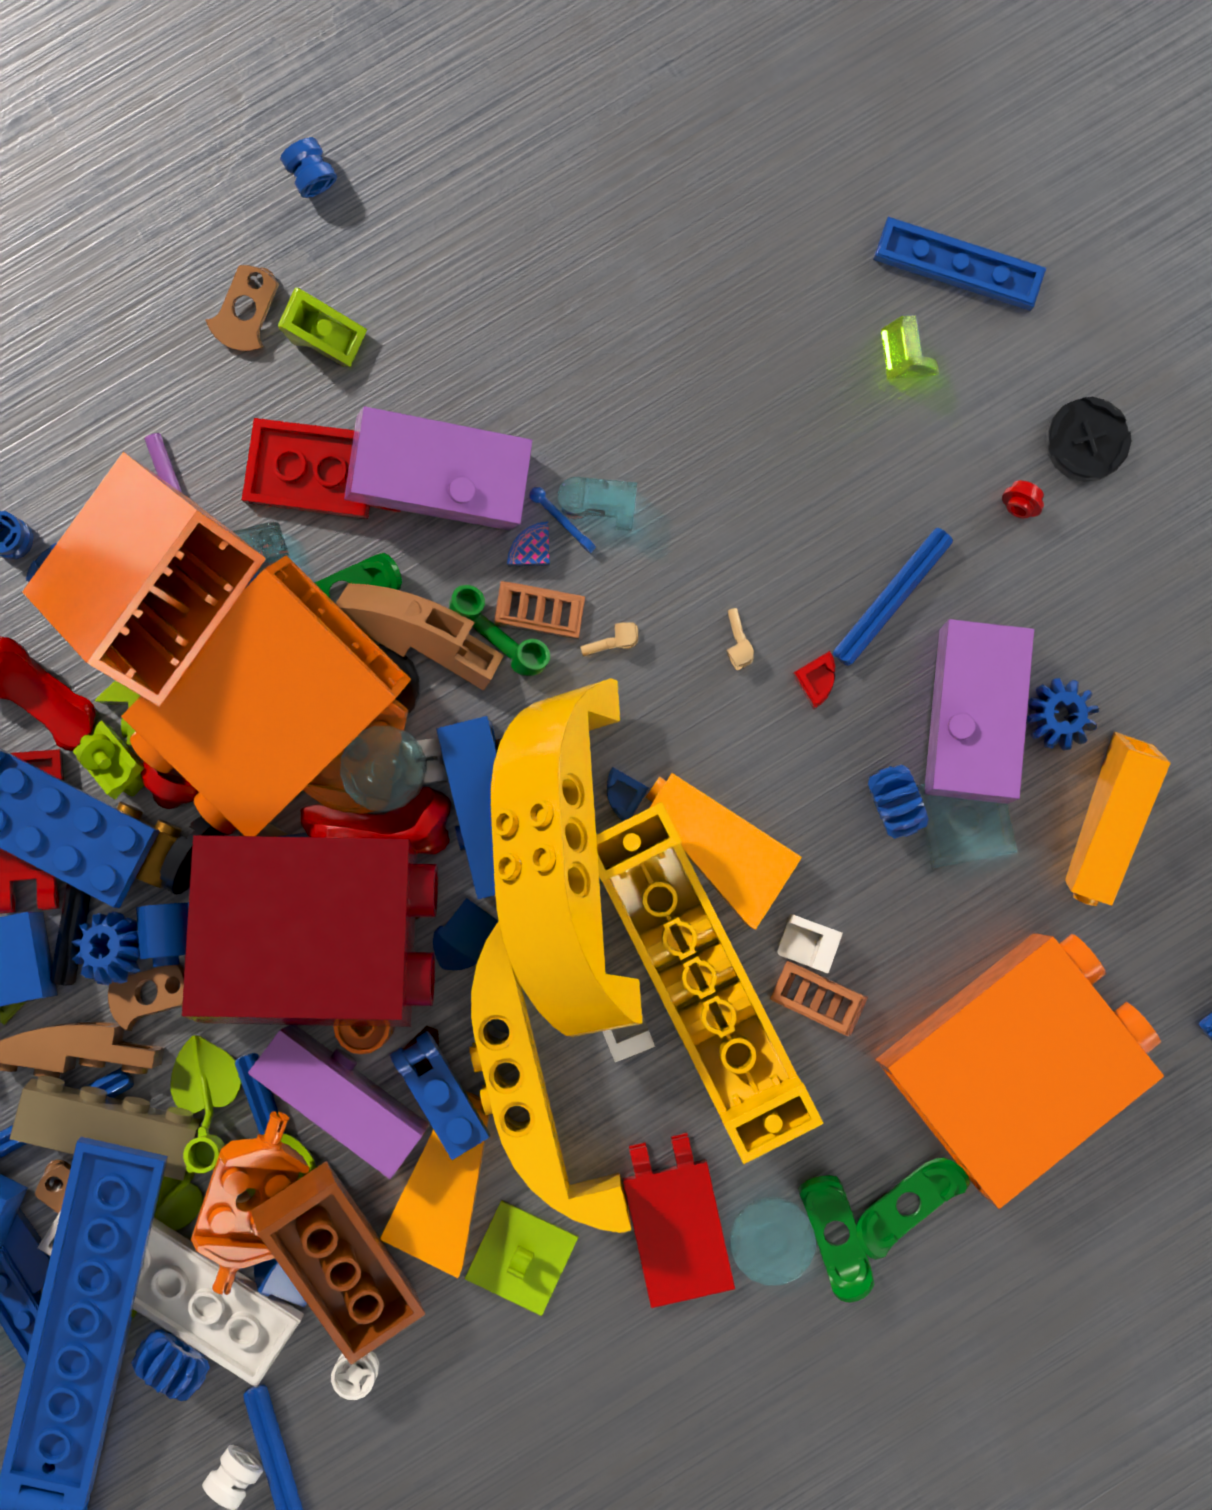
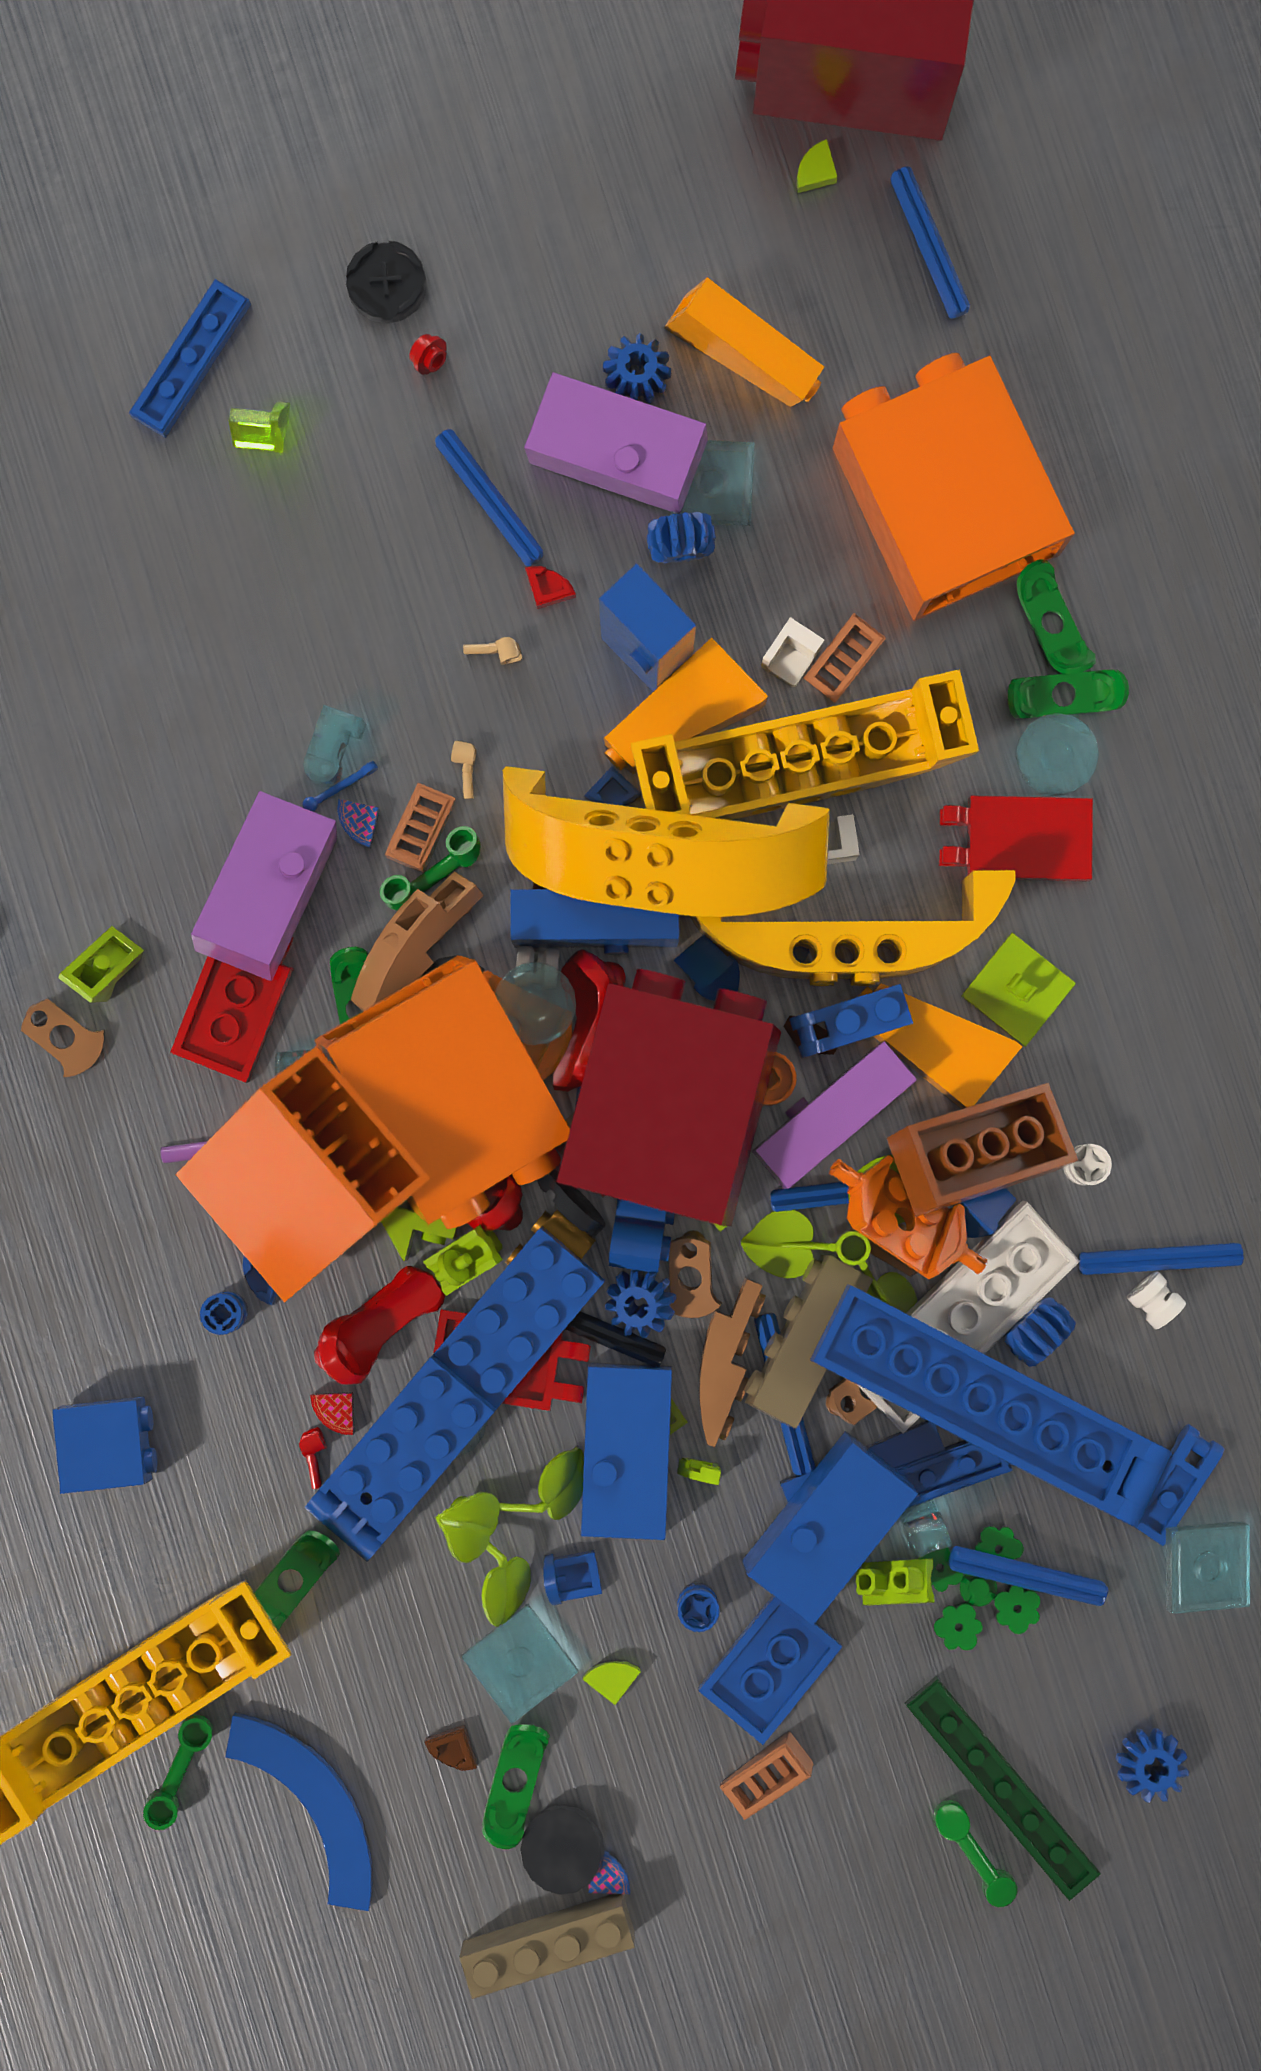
camera: 70 degrees left, 0 degrees up
(788, 788) = (645, 627): none -> blue brick

